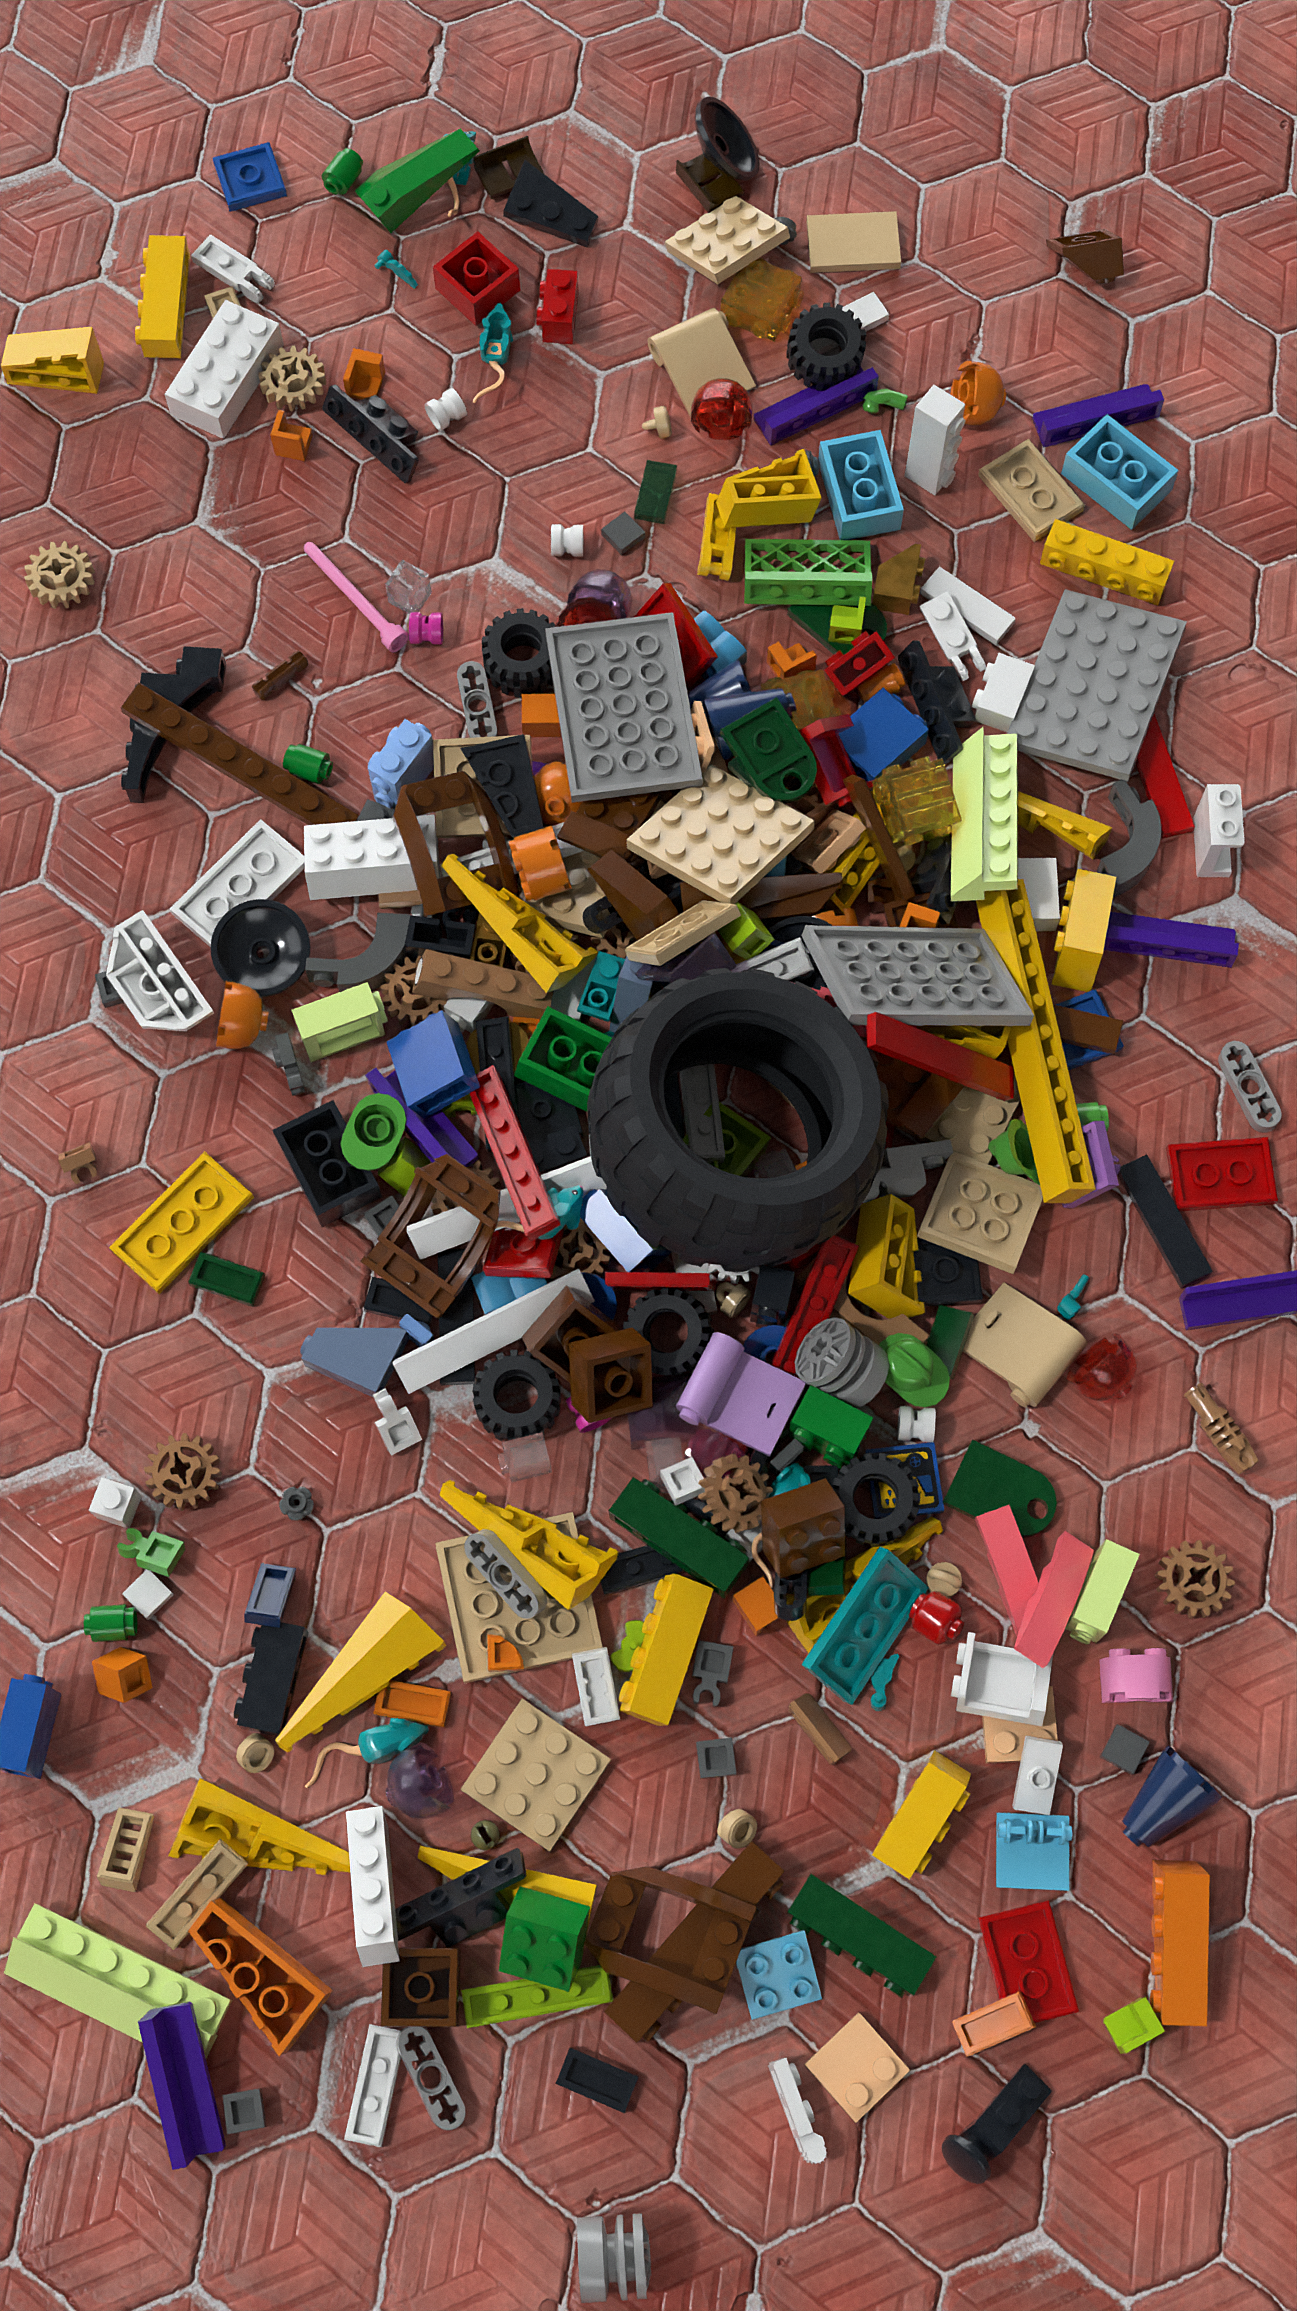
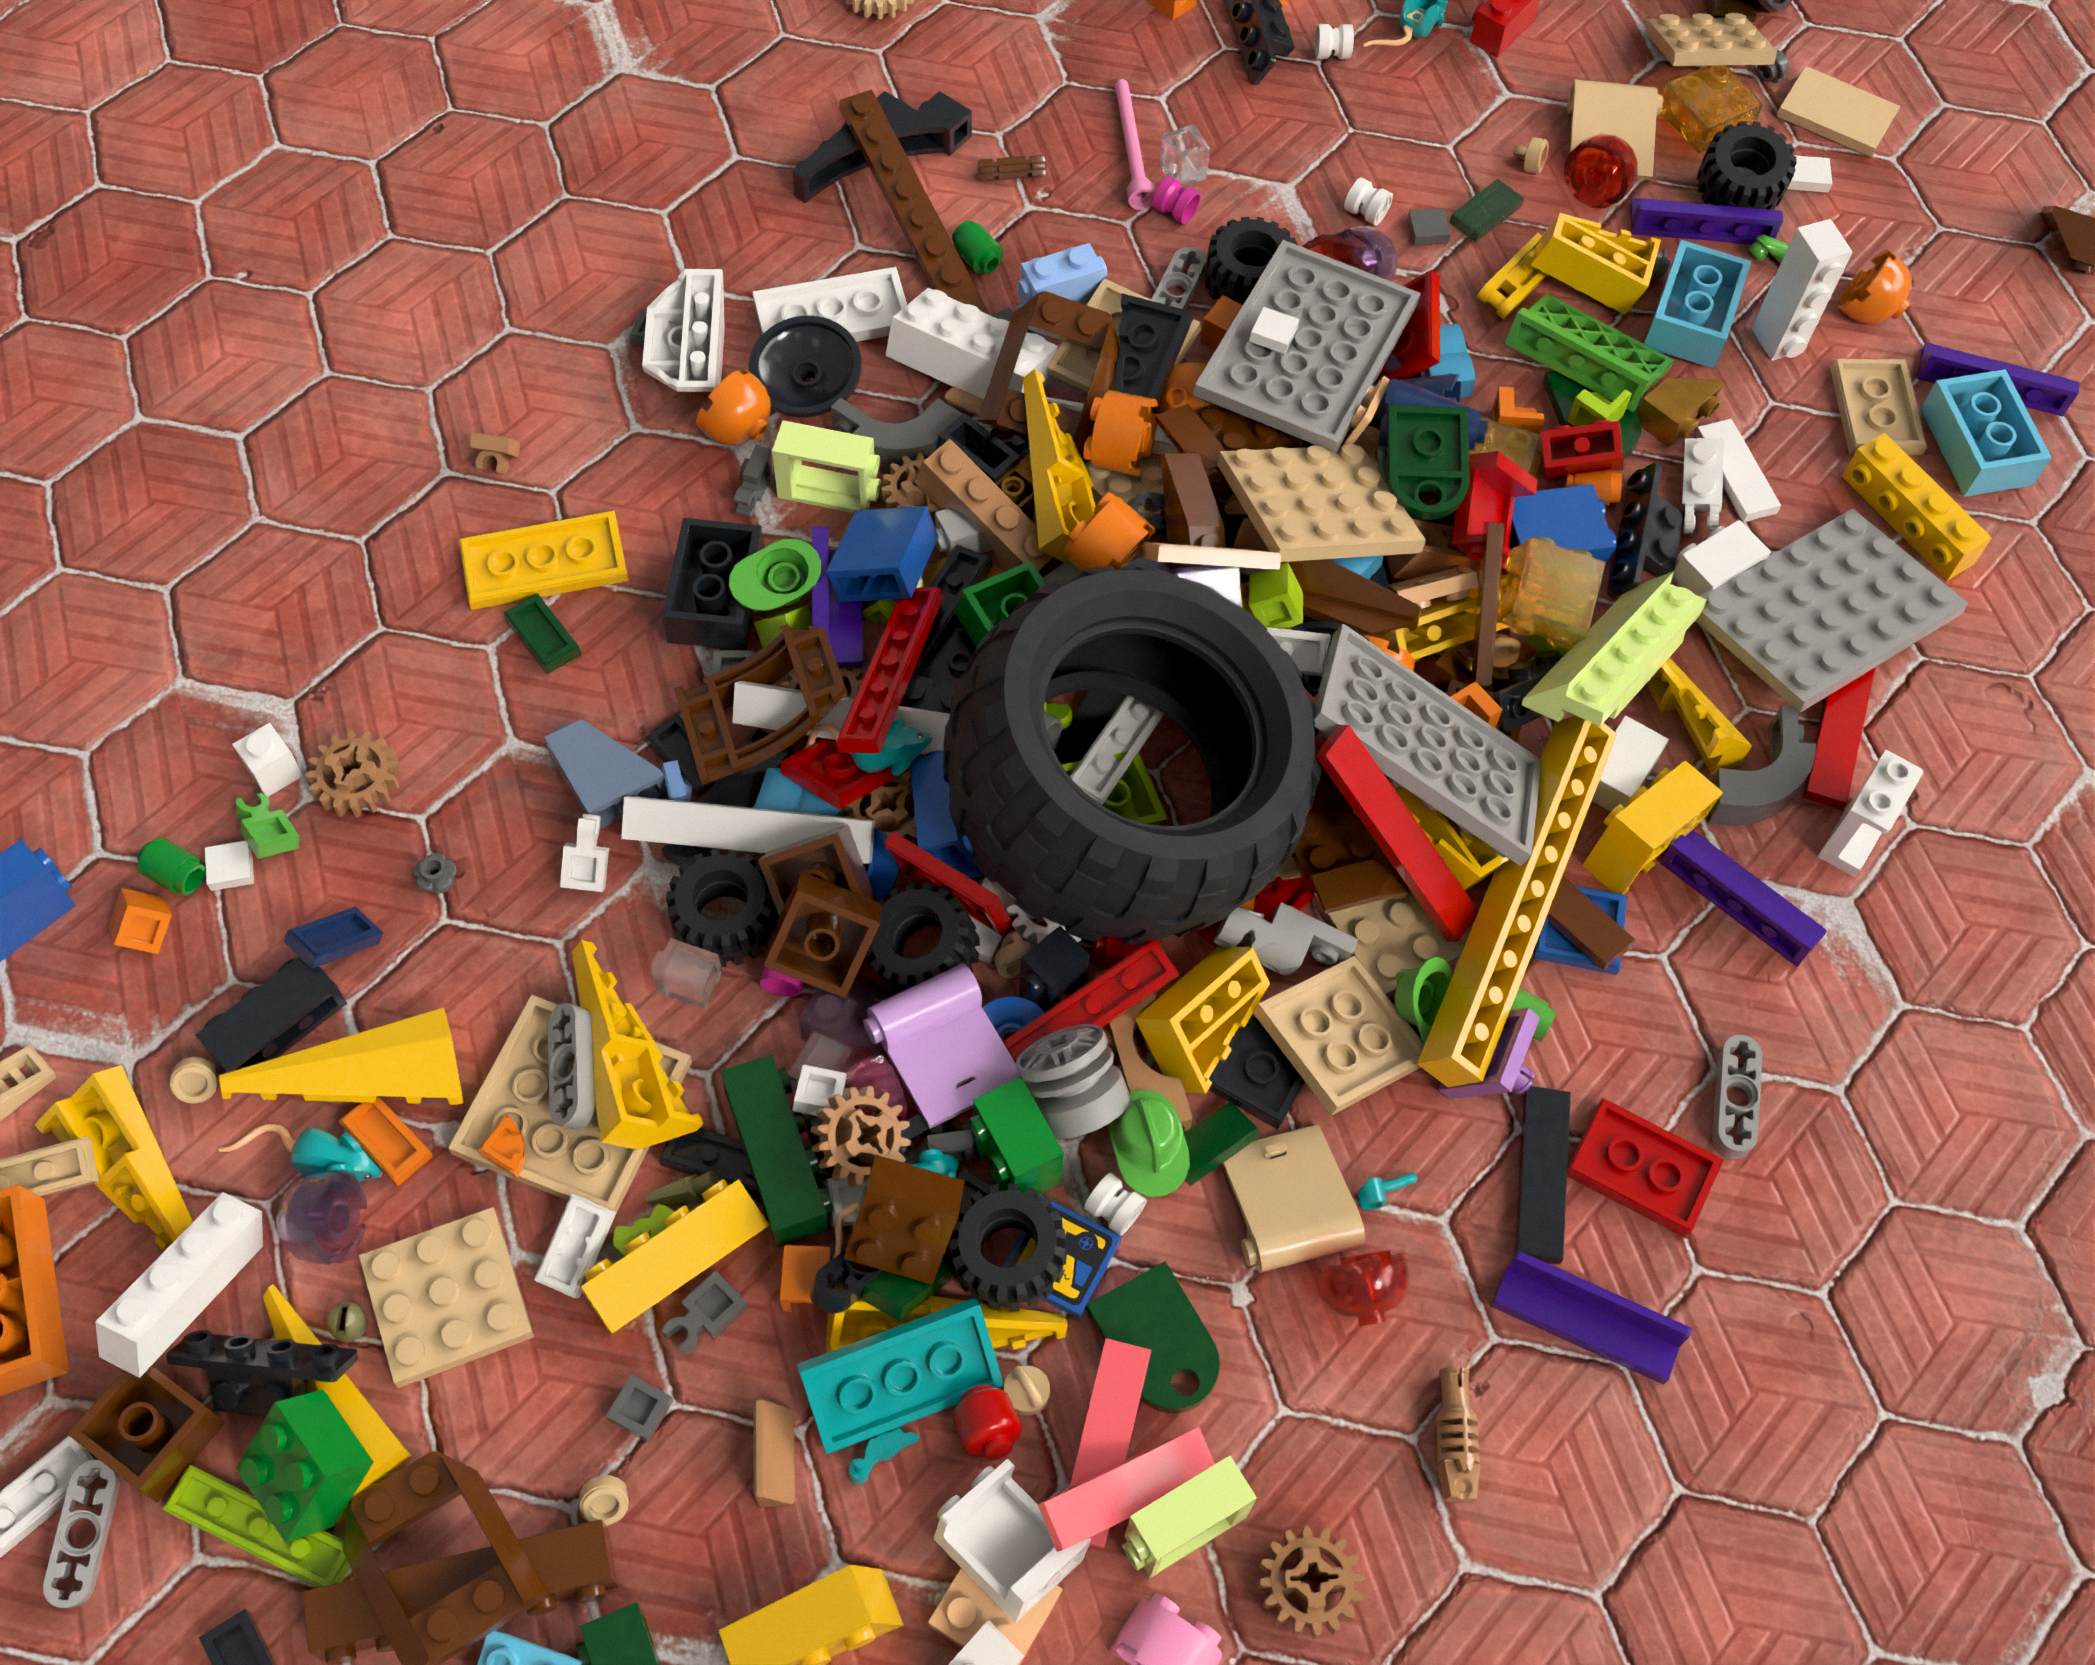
camera: 30 degrees right, 10 degrees down
(596, 714) = (1274, 330): none -> white tile
(597, 960) = (1108, 537): none -> orange brick
(635, 1602) = (684, 1190): none -> olive bar

